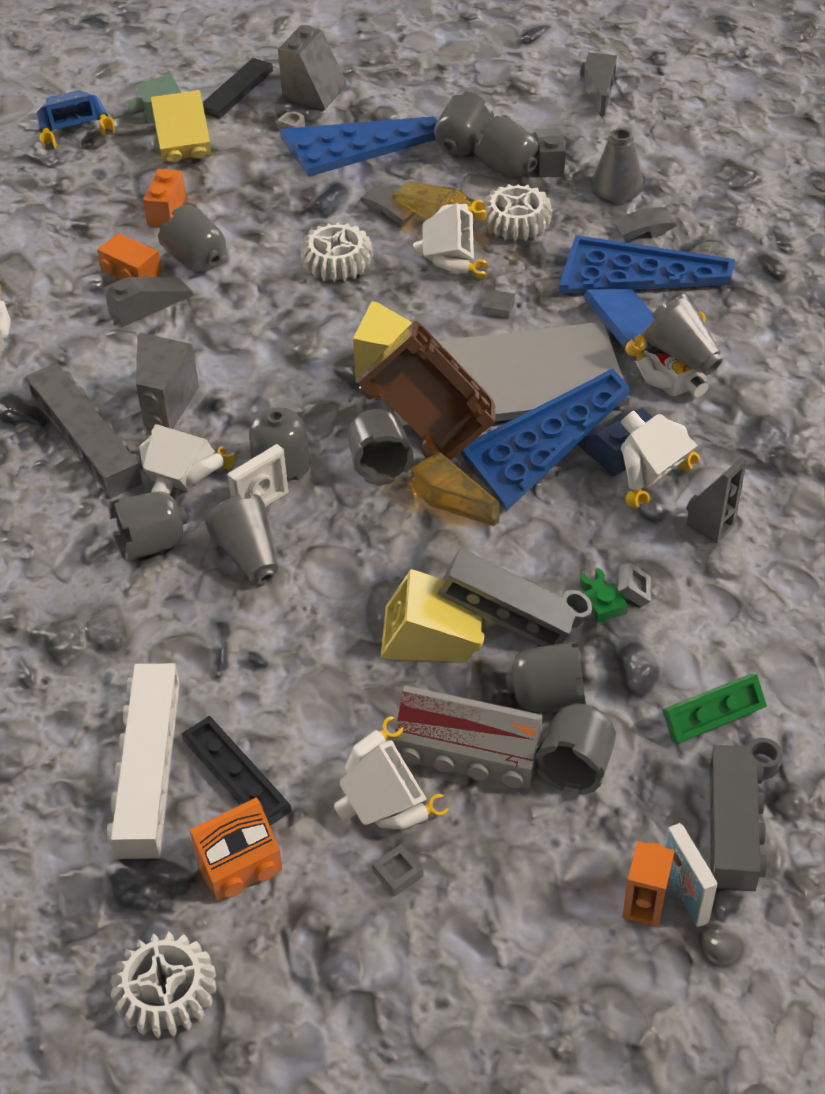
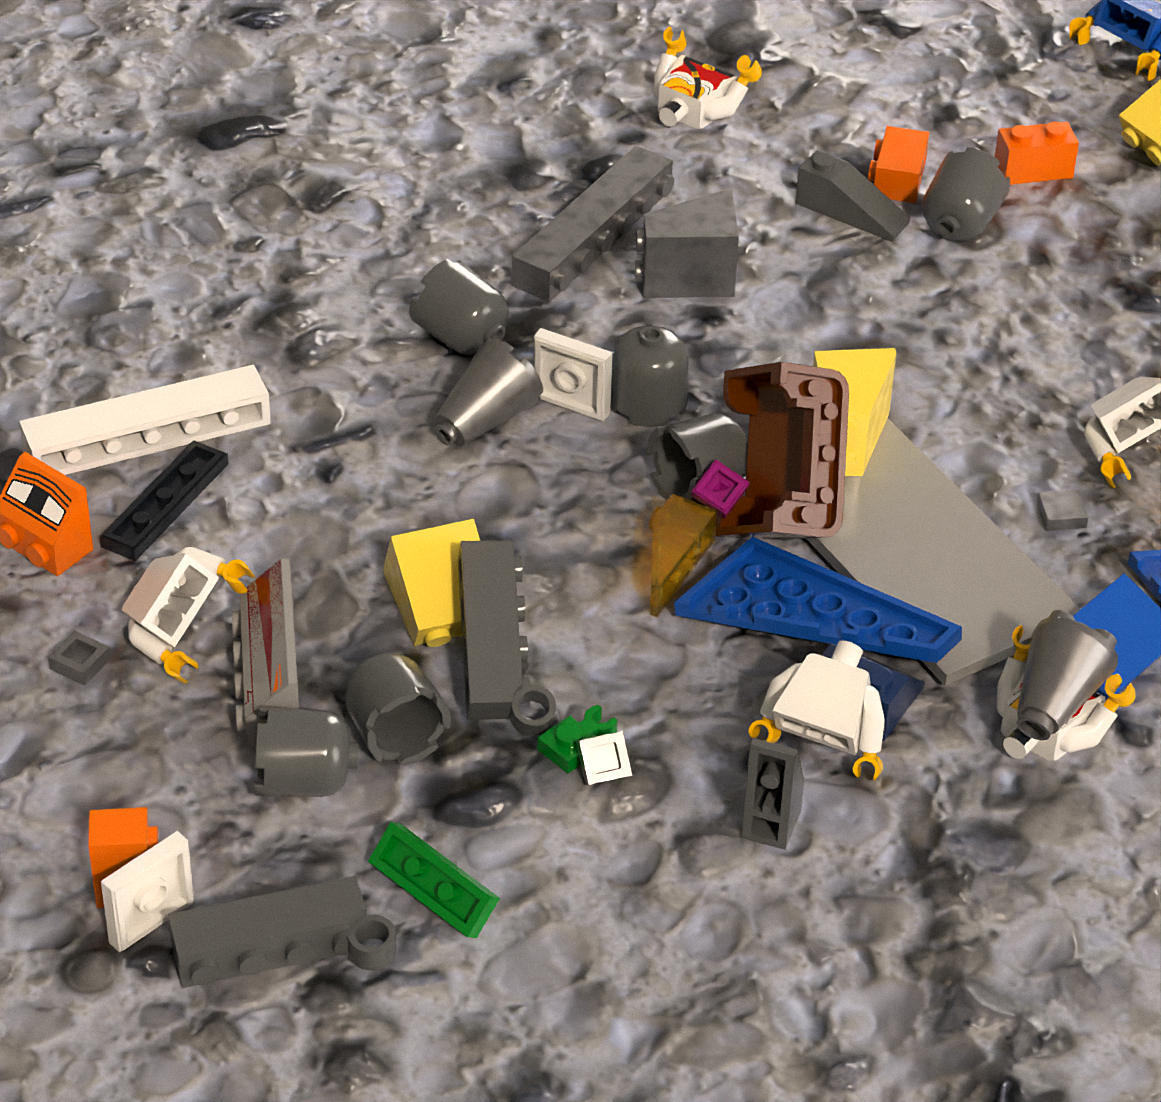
camera: 65 degrees right, 5 degrees down
(180, 459) = (582, 303): white torso -> none
(336, 252) = (1046, 329): white gear -> none
(425, 440) = (720, 488): none -> magenta tile

